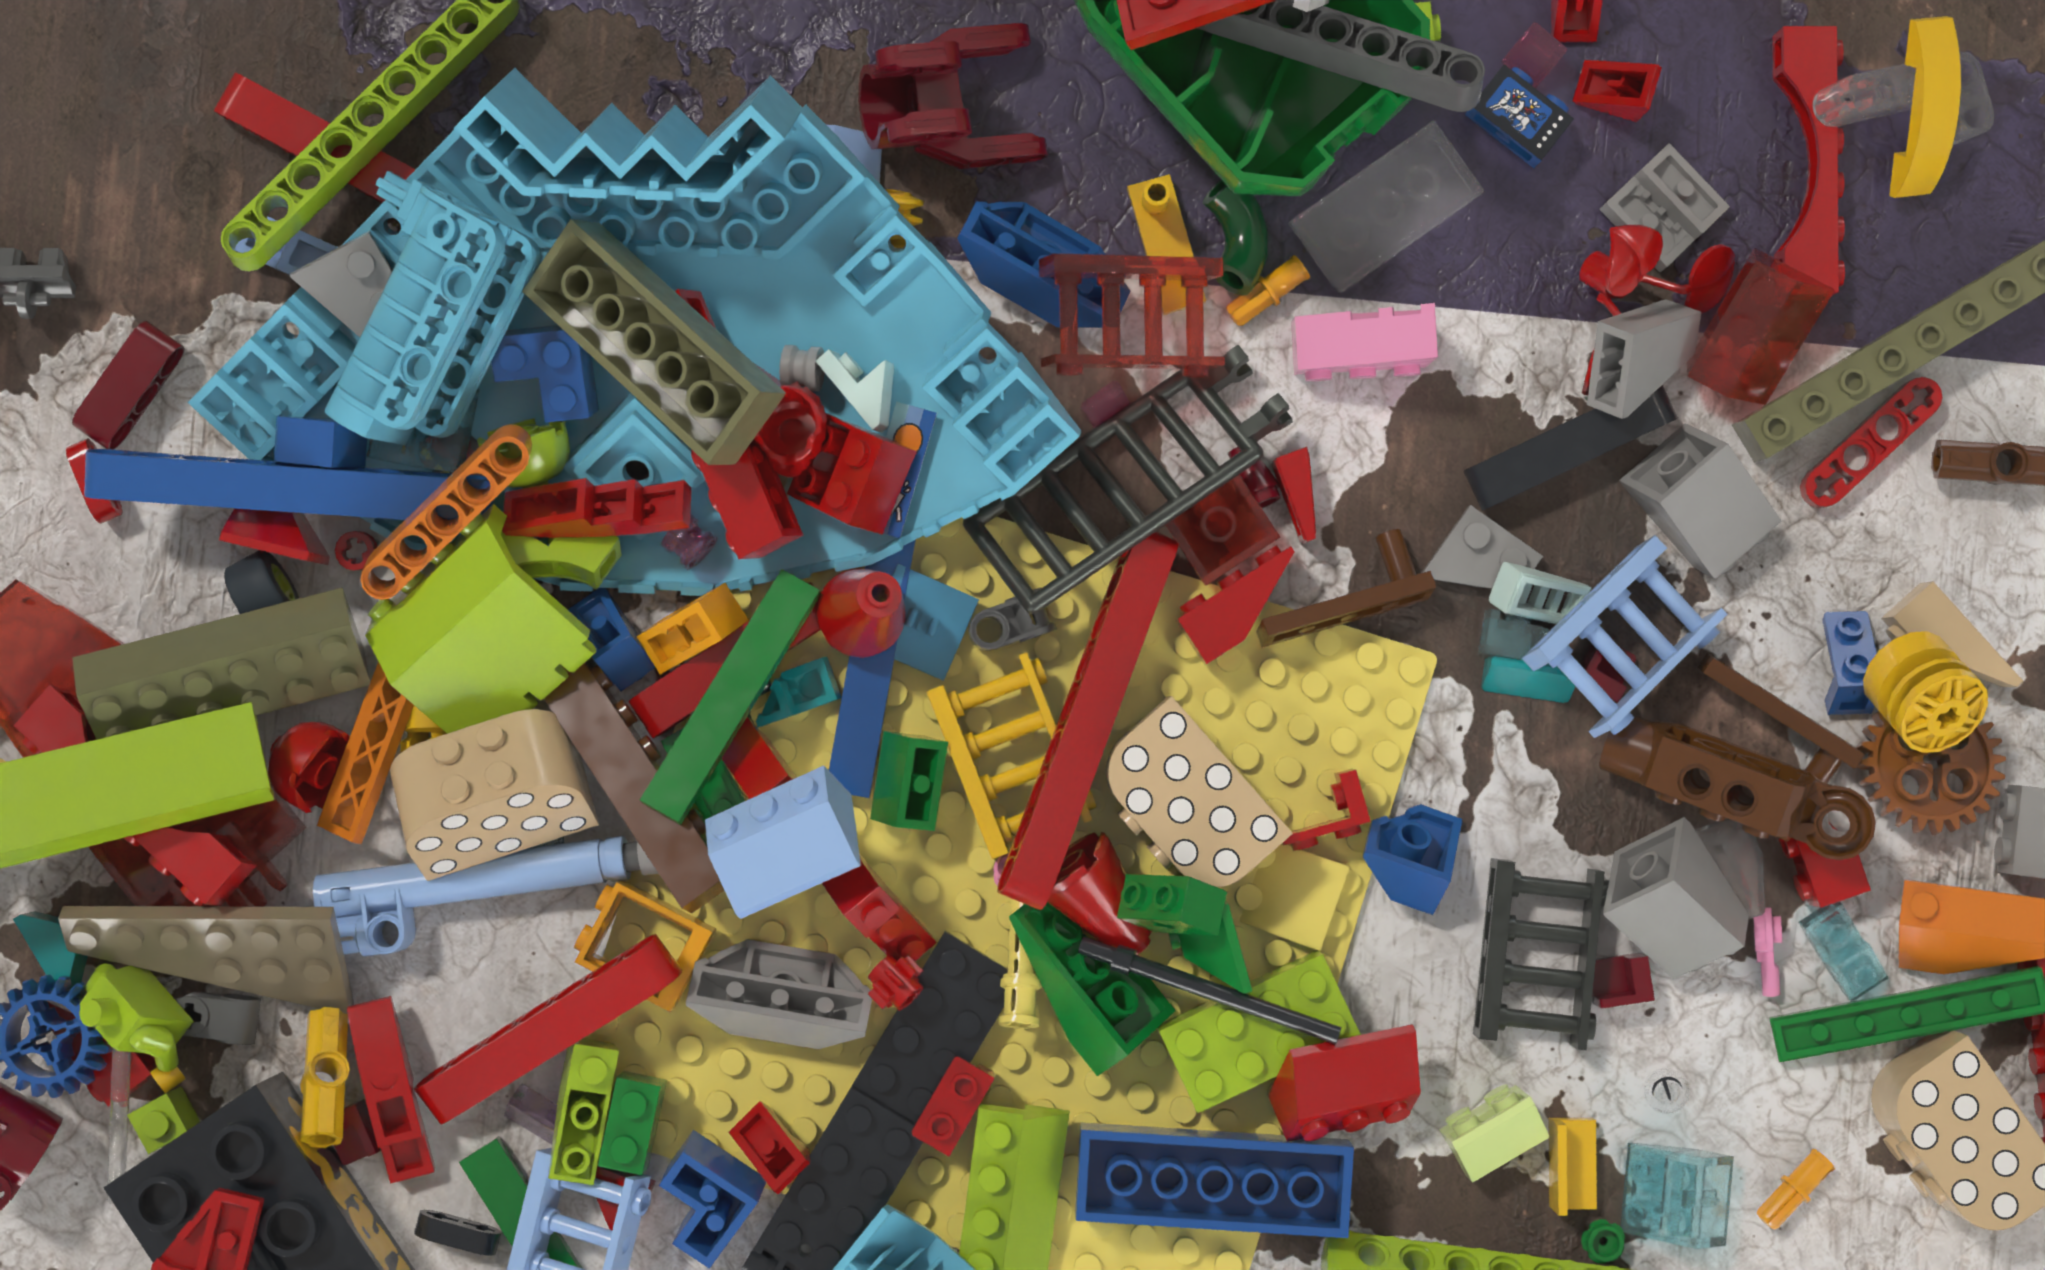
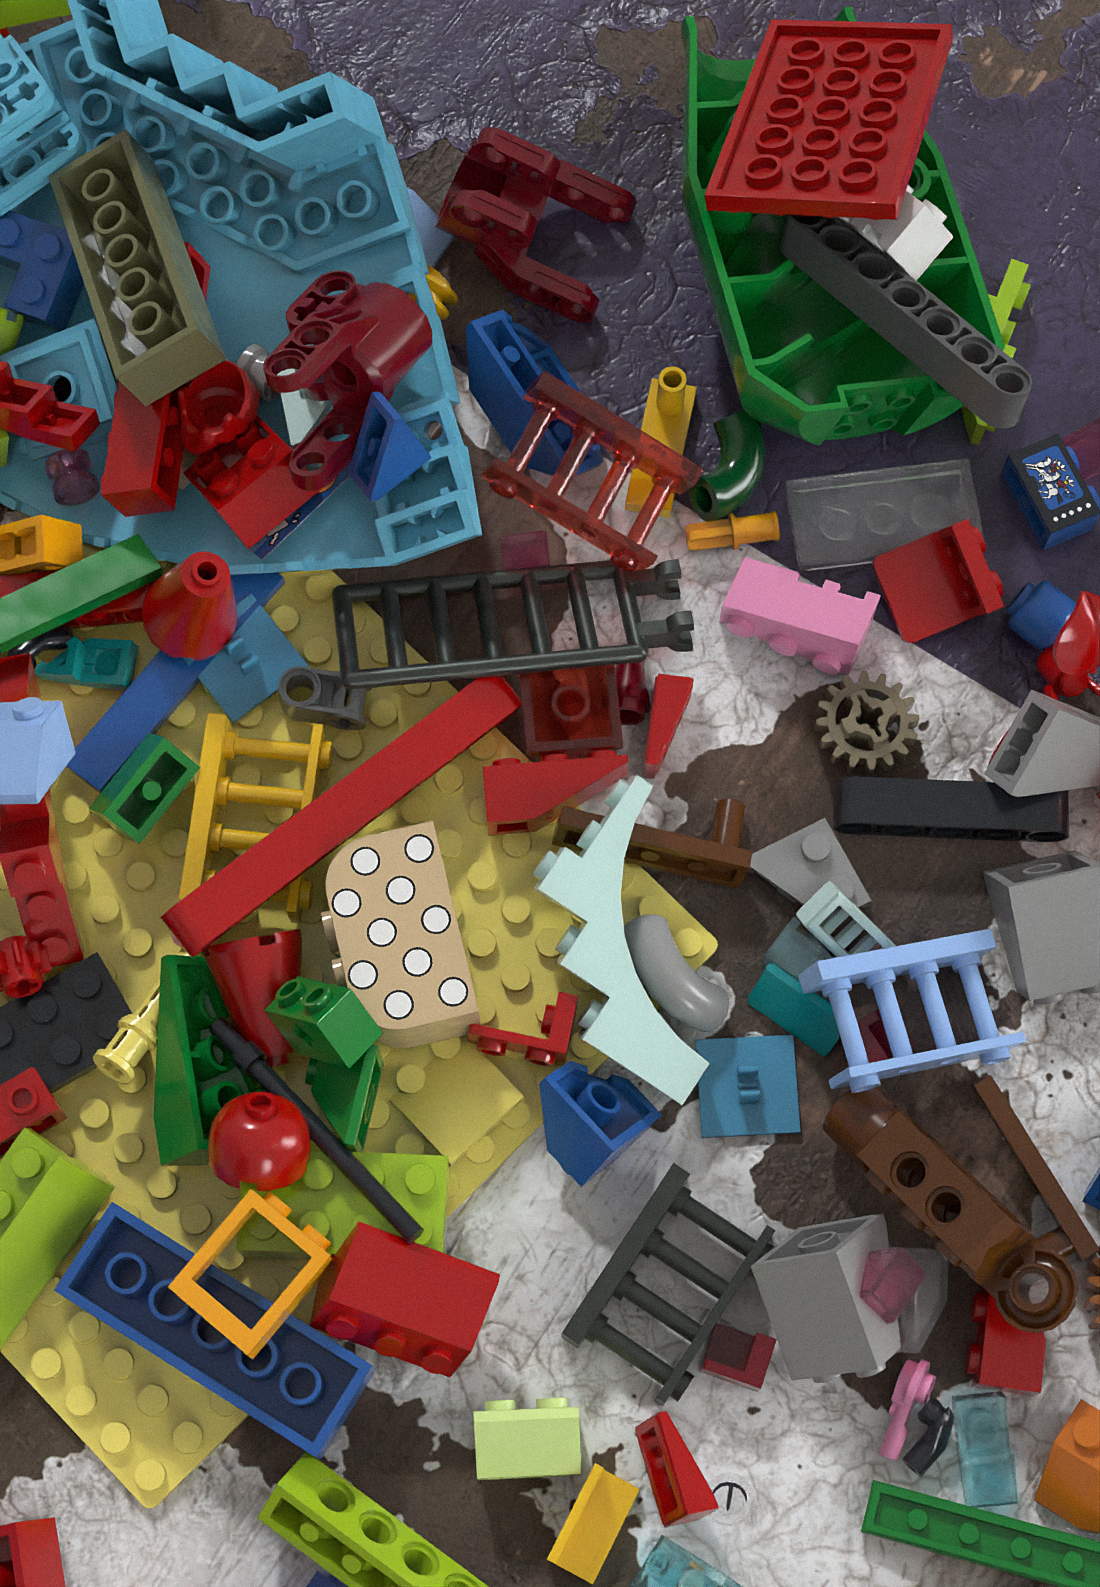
camera: 25 degrees right, 15 degrees down
(900, 324) = (360, 347): none -> dark red piece
(964, 403) = (384, 450): none -> blue slope
(1175, 1027) = (259, 1142): none -> red cylinder
(1216, 1175) = (308, 1240): none -> light orange window
(1350, 726) = (590, 889): none -> light aqua arch
(1416, 711) = (671, 978): none -> light grey cylinder
(1465, 250) = (938, 581): none -> red bracket
(1481, 419) = (883, 712): none -> dark tan gear
(1517, 759) = (748, 1086): none -> dark azure piece
(1565, 234) = (1039, 613): none -> blue head
(1616, 1096) = (673, 1473): none -> red slope
(1720, 875) = (890, 1281): none -> clear pink slope
(1801, 965) = (934, 1440): none -> black arm

